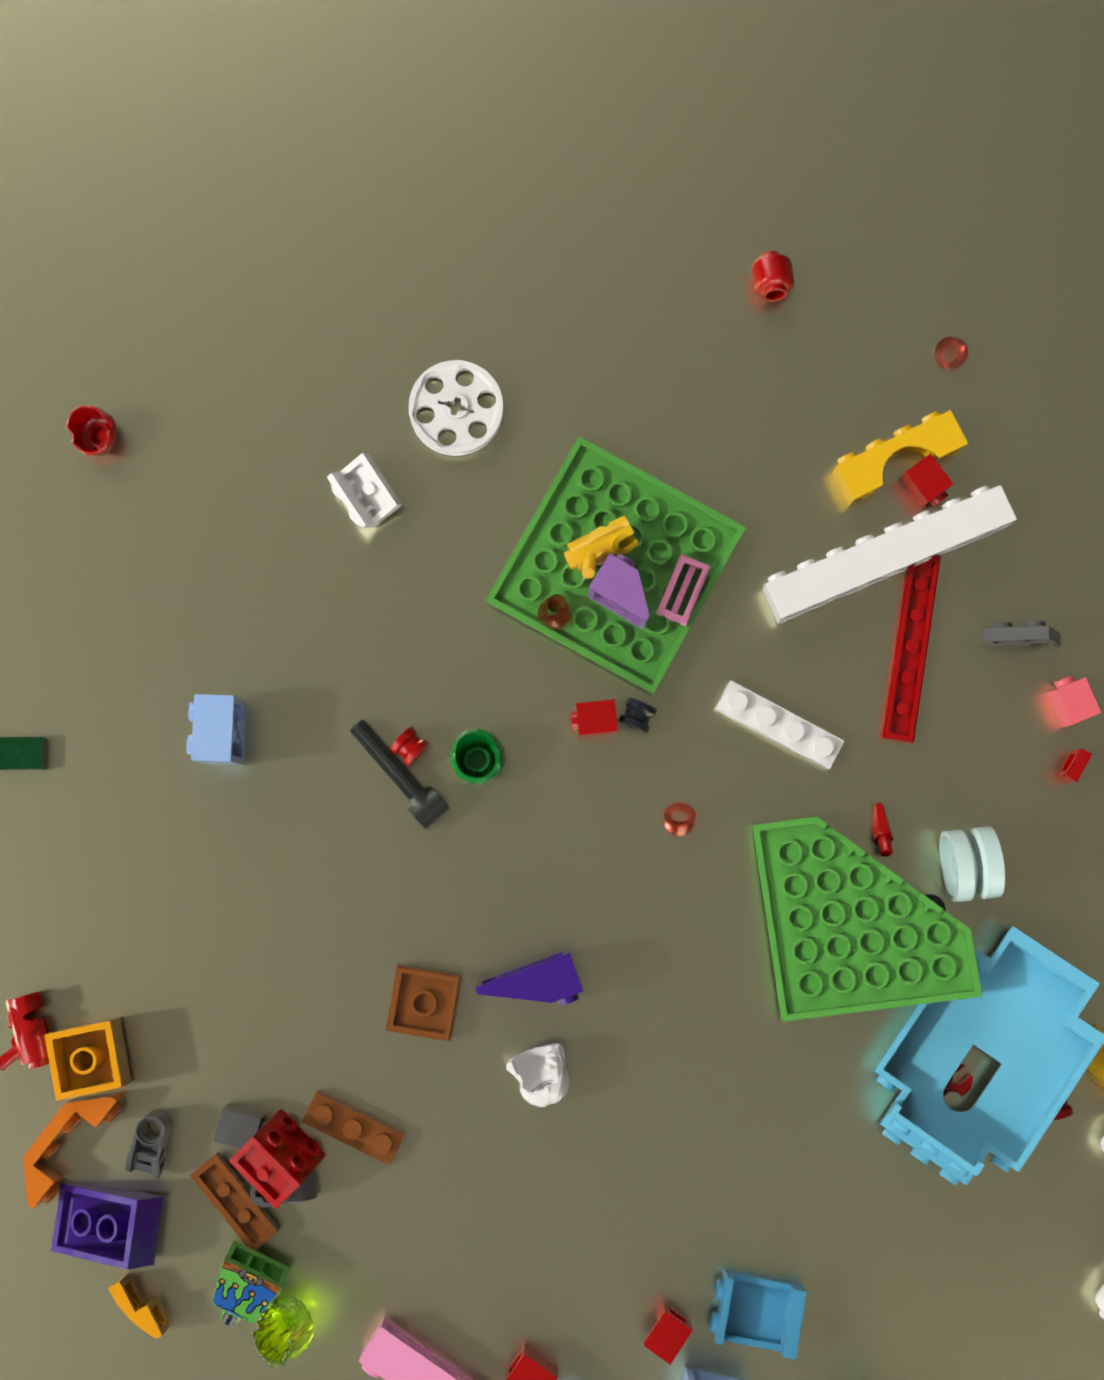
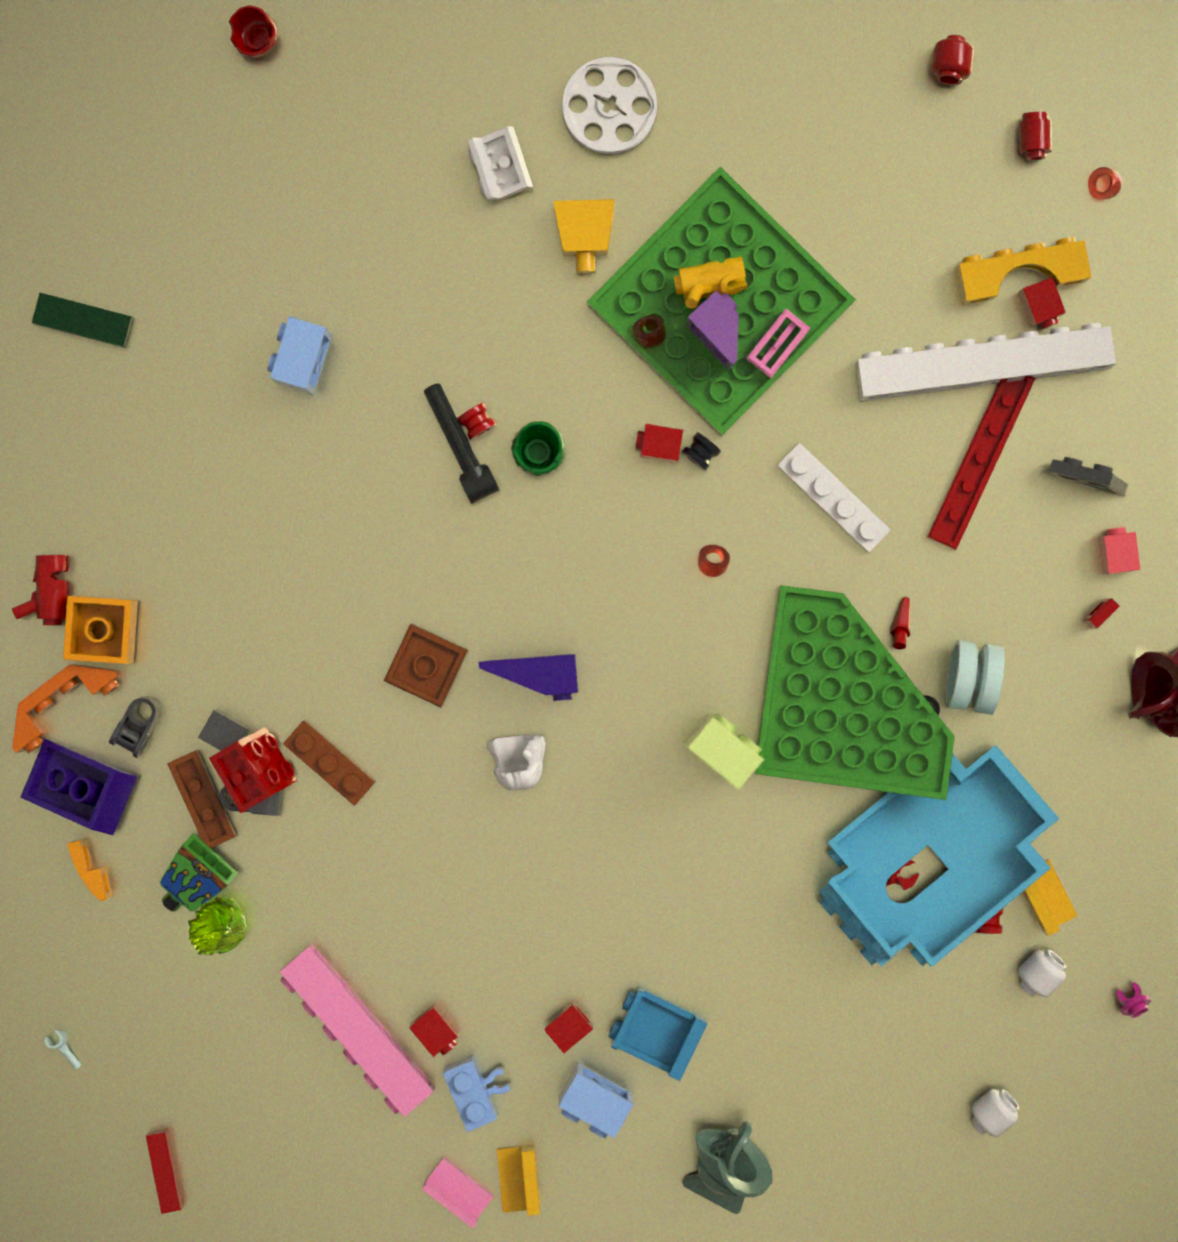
camera: 15 degrees right, 5 degrees up
(464, 532) = (584, 230): none -> yellow torso
(746, 1009) = (718, 747): none -> yellowish green brick
(872, 325) = (1035, 135): none -> red brick

